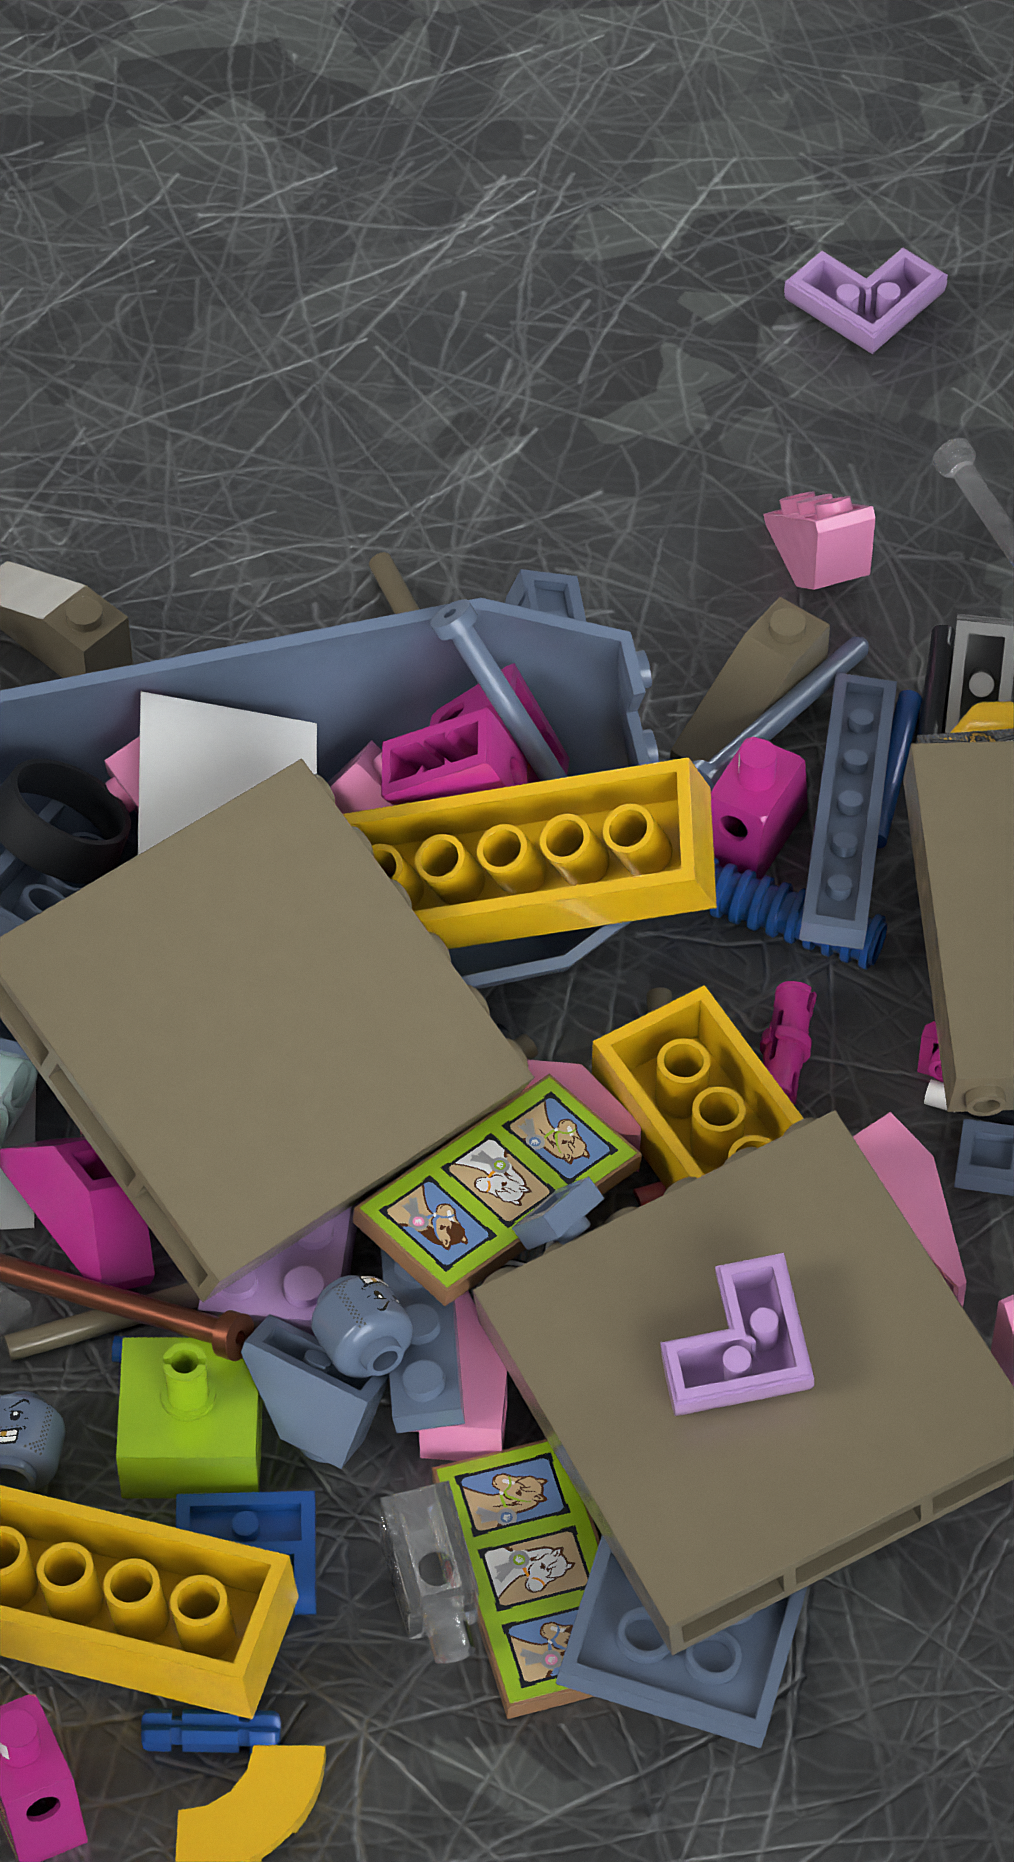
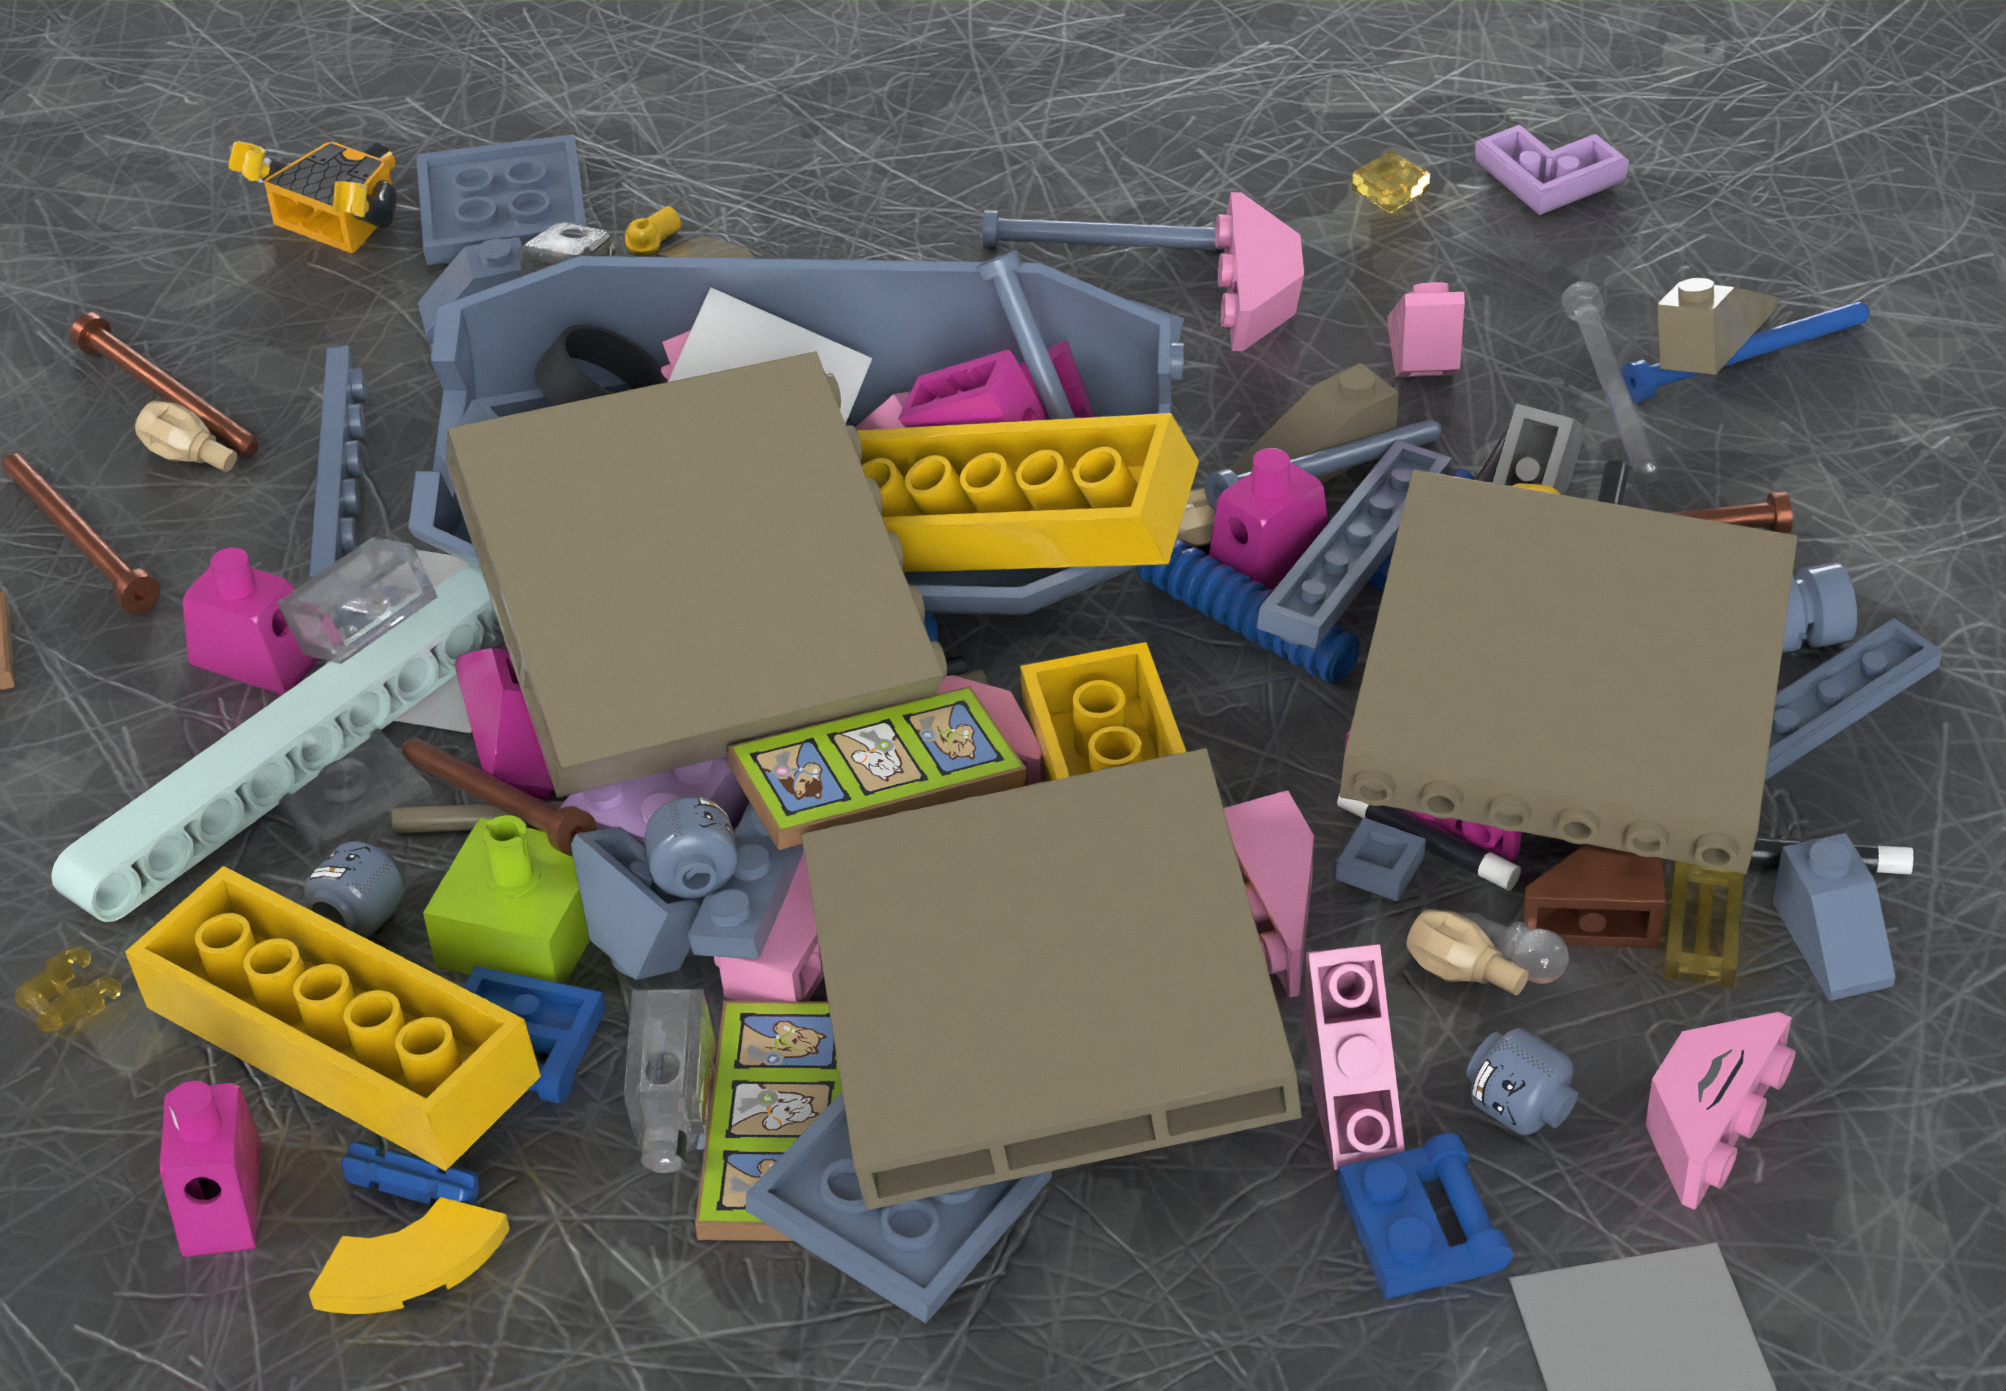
camera: 20 degrees right, 10 degrees down
(321, 490) = (1094, 233): none -> sand blue bar
(560, 1215) = (911, 787): sand blue plate -> none
(620, 489) = (1258, 268): none -> bright pink slope
(709, 344) = (1390, 181): none -> clear yellow plate
(758, 1353) = (1023, 938): lavender brick -> none
(787, 1039) = (1226, 721): dark pink pin -> none

